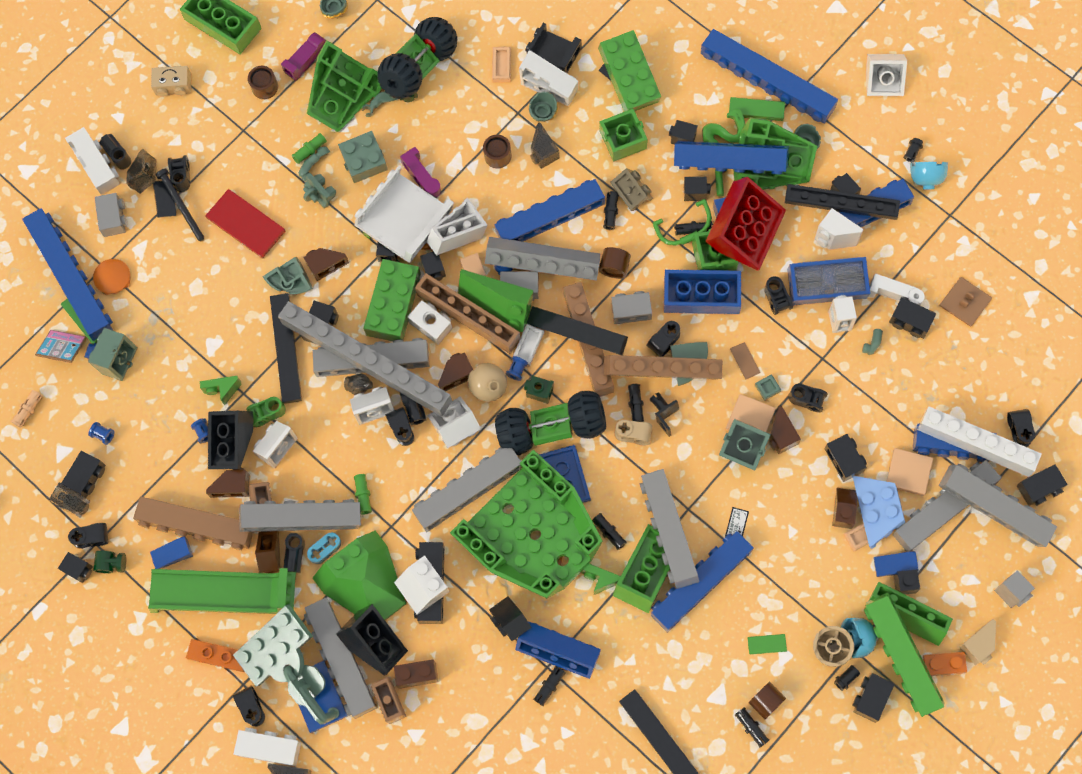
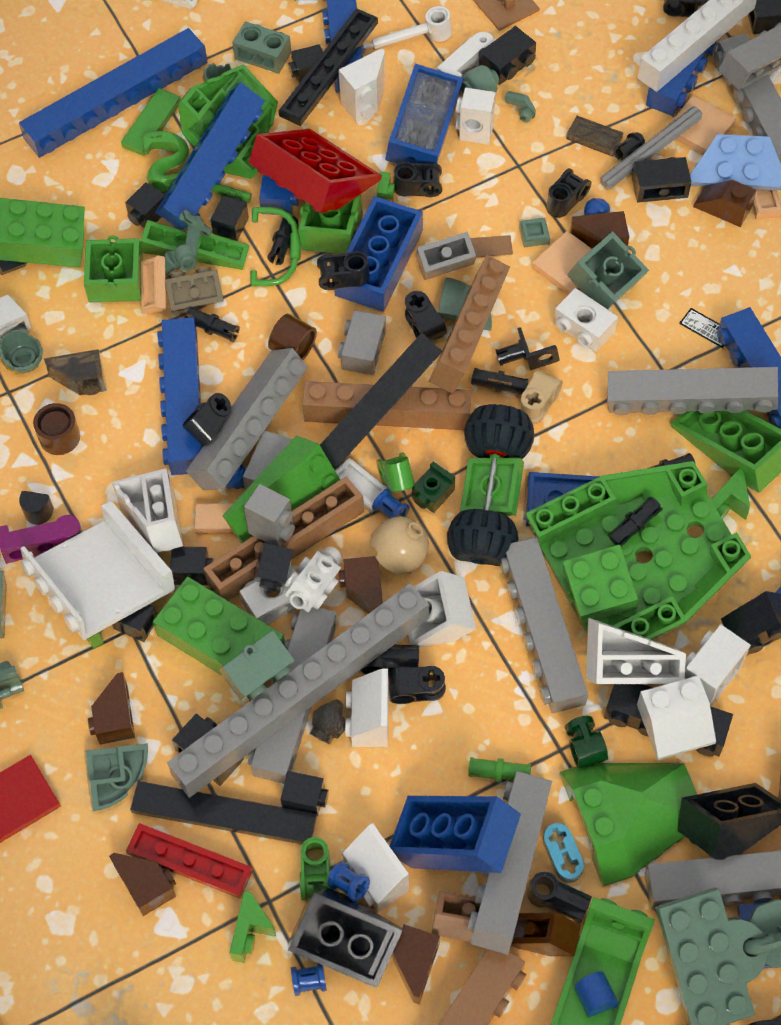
camera: 75 degrees left, 10 degrees down
(229, 320) = (145, 881): none -> reddish brown slope
(240, 592) = (595, 994): none -> blue brick
(250, 340) = (190, 860): none -> red plate
(258, 429) = (361, 881): none -> blue bush
(301, 477) = (455, 833): none -> blue brick
(309, 387) = (304, 792): none -> black brick
(362, 326) = (256, 665): none -> sand green brick
(394, 540) = (586, 747): none -> dark green piece
(437, 311) = (272, 566): none -> black brick
(440, 162) = (36, 507): none -> black brick
(442, 340) = (314, 579): none -> white brick
(449, 544) = (628, 658): none -> white wedge
(463, 295) = (269, 516): none -> light grey brick
(468, 599) = (717, 661): none -> white brick
(497, 511) = (600, 584): none -> bright green brick
(525, 234) = (207, 418): none -> black piece
(539, 362) = (396, 473): none -> bright green piece
(550, 519) = (635, 521): none -> black pin
(621, 162) = (153, 285): none -> light nougat tile
(648, 172) = (185, 255): none -> sand green pin
(666, 176) = (211, 249): none -> bright green slope
(666, 269) = (342, 270): none -> black piece
(709, 432) = (579, 307): none -> white brick
(717, 335) = (445, 255): none -> light grey brick
(758, 277) = (385, 188): none -> bright green plate
(799, 421) = (596, 206): none -> blue plate
(844, 153) = (262, 47): none -> sand green brick
(866, 427) = (628, 146): none -> black pin
(868, 401) = (594, 135): none -> clear smoke tile
(871, 442) = (651, 147): none -> light grey axle
(879, 307) = (480, 78): none -> sand green head
(920, 254) = (437, 26): none -> white piece

